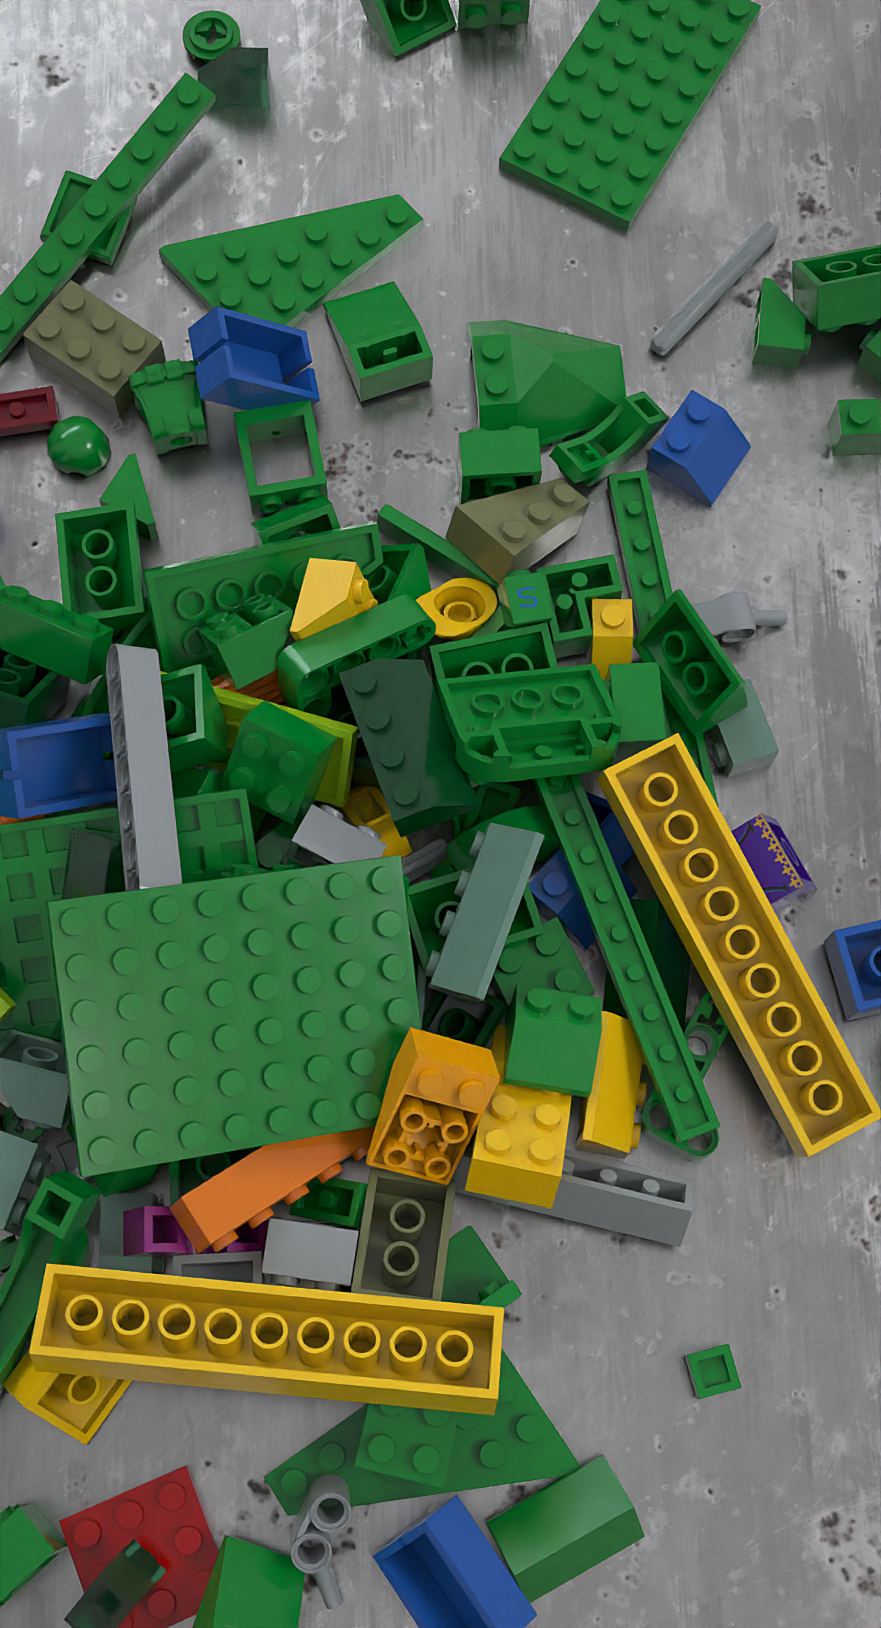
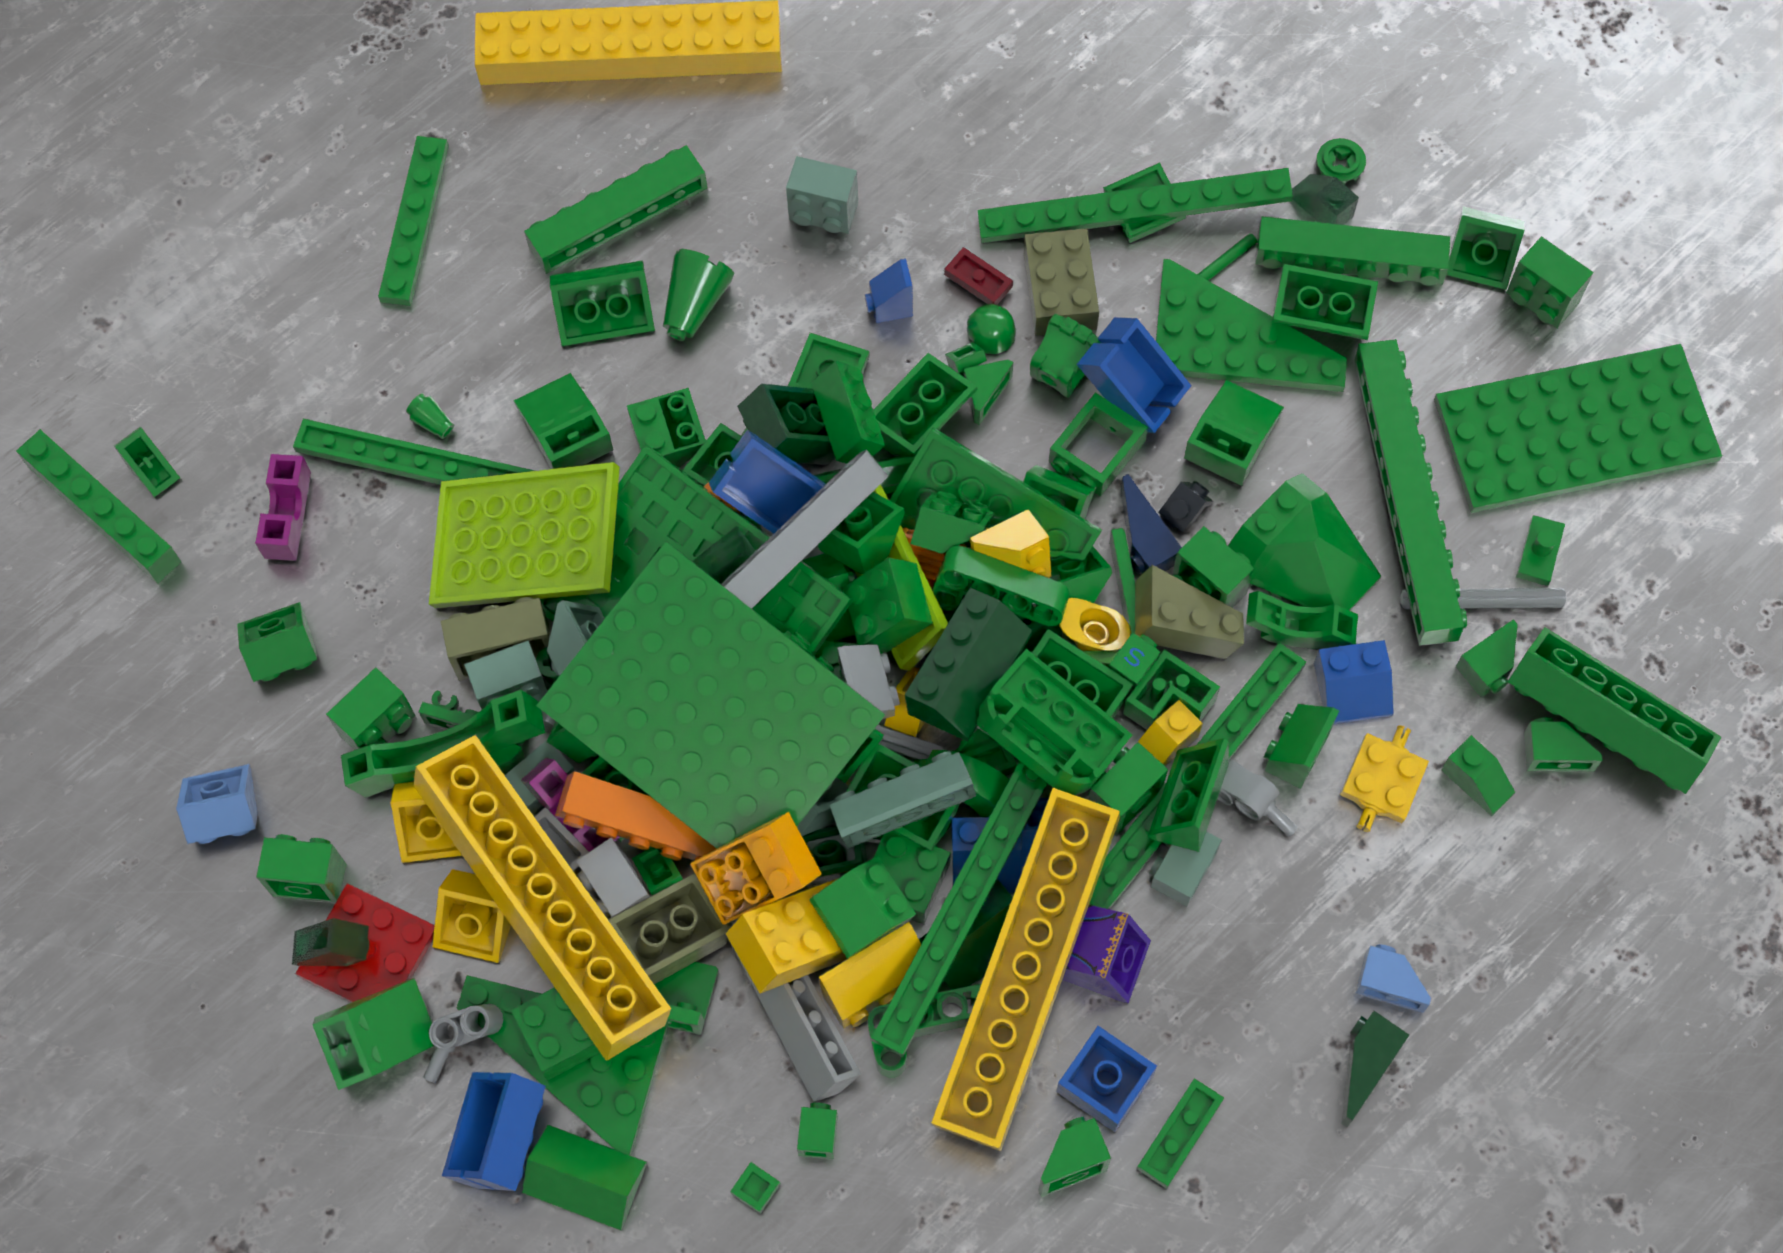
camera: 55 degrees right, 5 degrees down
(85, 489) = (965, 357): none -> green plate
(208, 199) = (1228, 257): none -> green bar
(209, 1426) = (469, 919): none -> yellow slope
(304, 102) = (1353, 250): none -> green brick
(335, 160) = (1325, 301): none -> green slope
(408, 437) = (1185, 504): none -> black bracket
(411, 490) = (1147, 535): none -> dark blue slope
(571, 254) = (1409, 493): none -> green brick
(709, 1266) = (817, 1131): none -> green brick
(713, 208) = (1540, 550): none -> green tile
(719, 537) = (1300, 742): none -> green slope
(802, 504) = (1384, 778): none -> yellow plate

